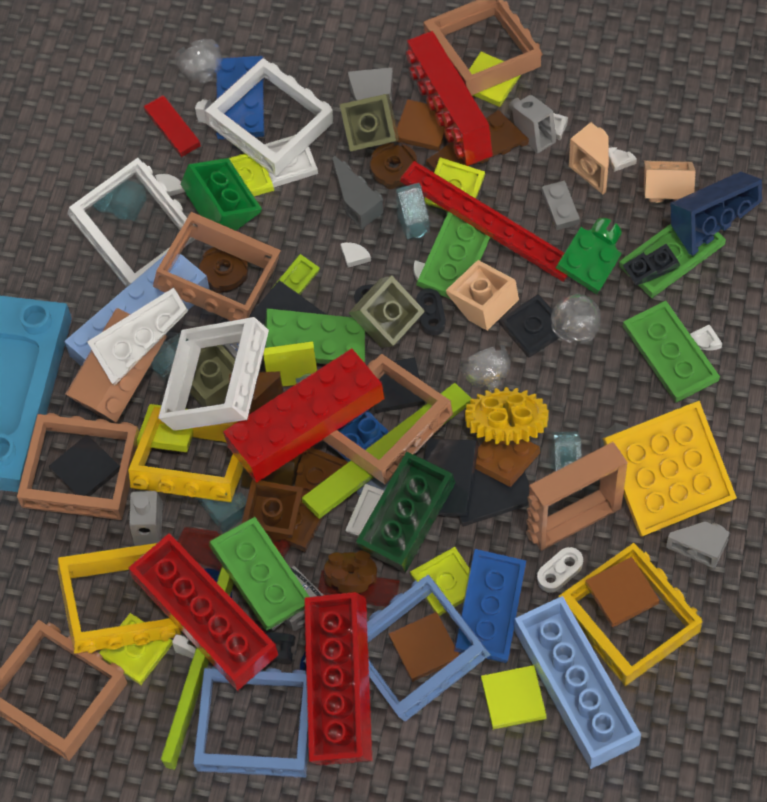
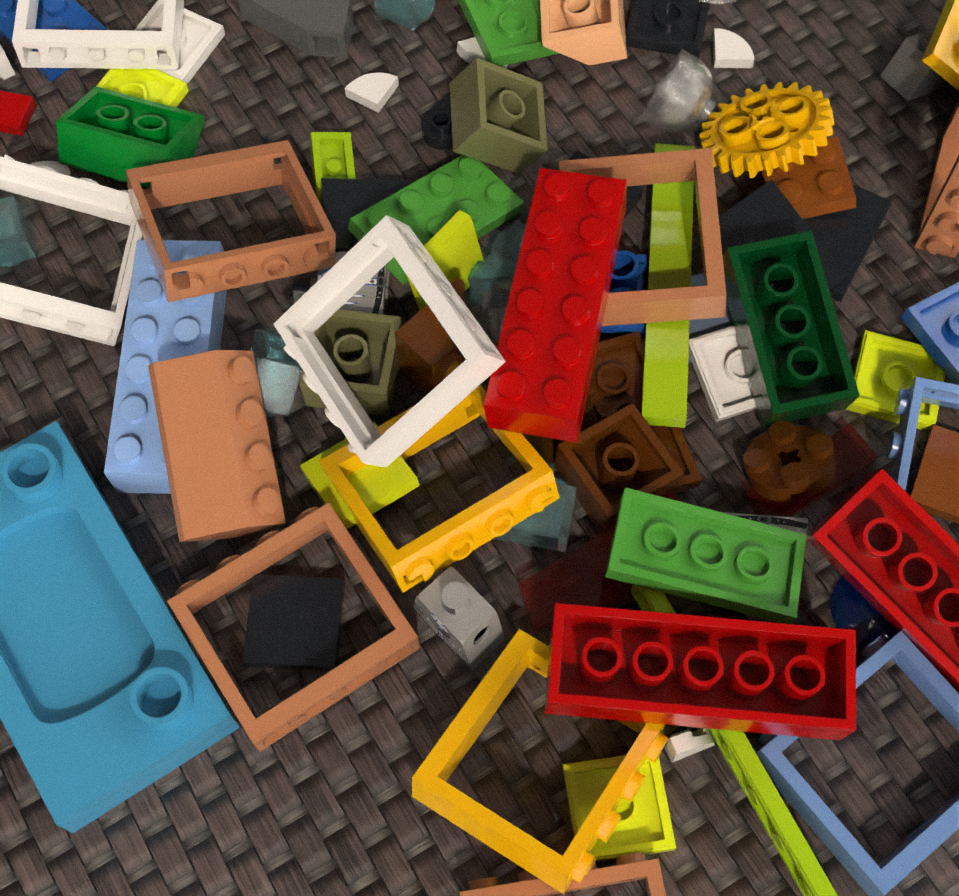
camera: 45 degrees left, 5 degrees up
(131, 338) = (218, 383): white wing -> none
(223, 280) = (245, 218): reddish brown plate -> none
(433, 313) = (554, 84): black plate -> none
(544, 365) = (731, 50): none -> white tile
(566, 448) = (879, 128): clear light blue slope -> none

